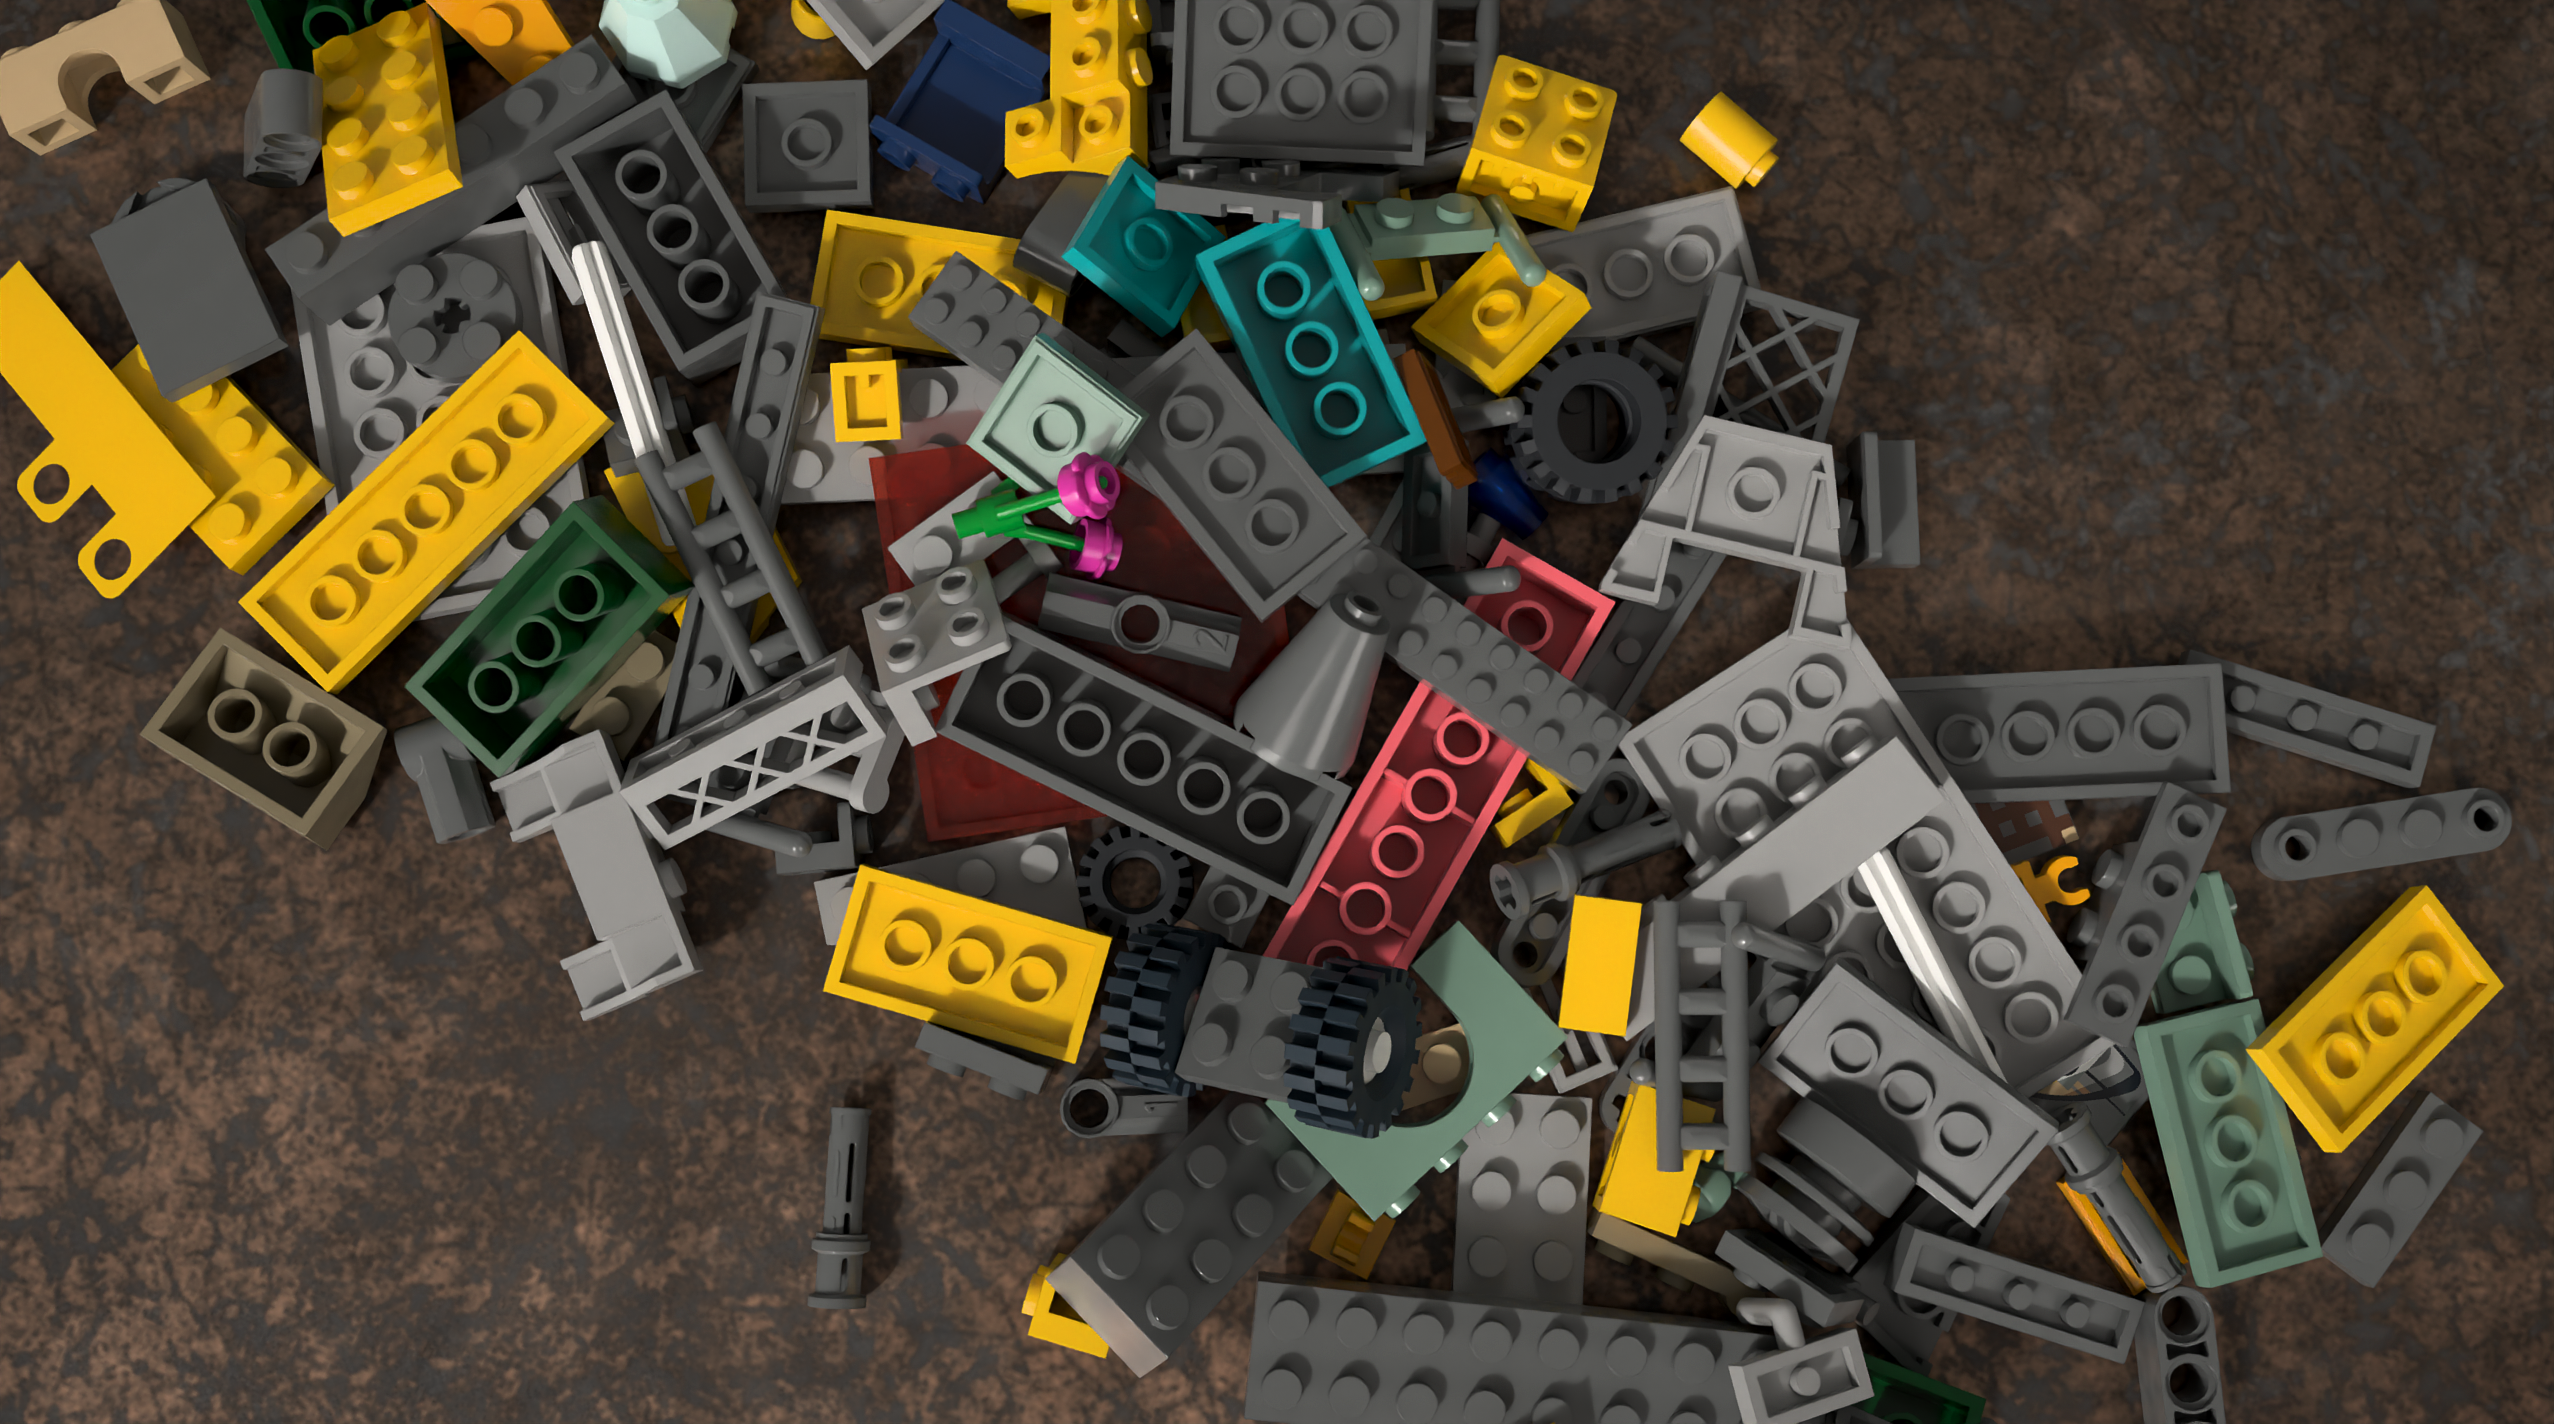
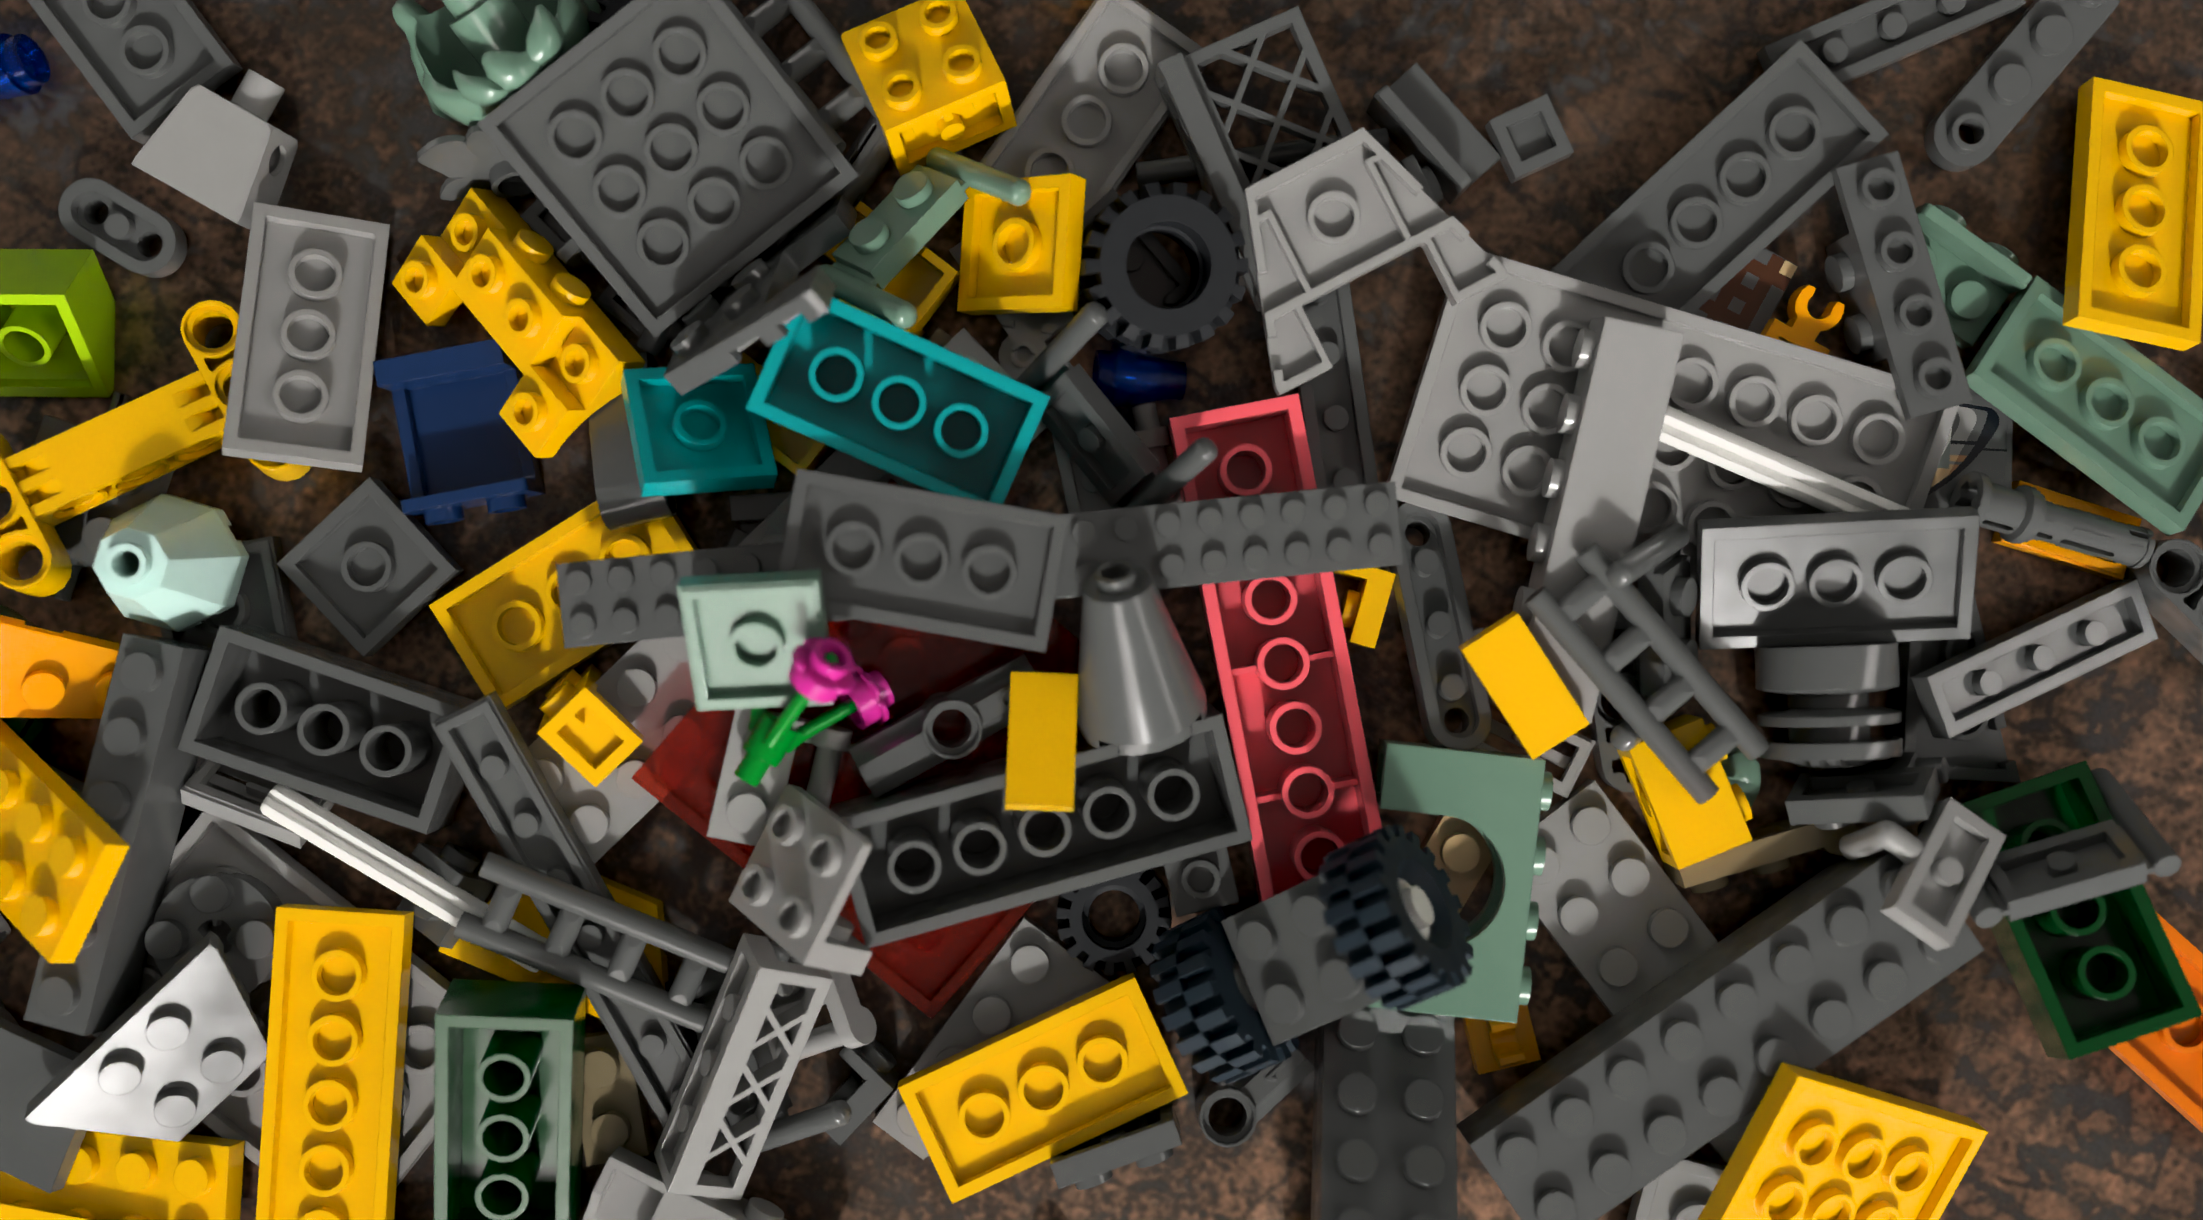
camera: 35 degrees left, 5 degrees up
(338, 368) = (163, 1057): none -> wing
(1200, 688) = (1041, 742): none -> yellow tile
(1436, 418) = (1041, 372): reddish brown tile -> none
(1561, 870) = (1432, 636): dark grey pin -> none
(1952, 568) = (1529, 138): none -> dark grey plate

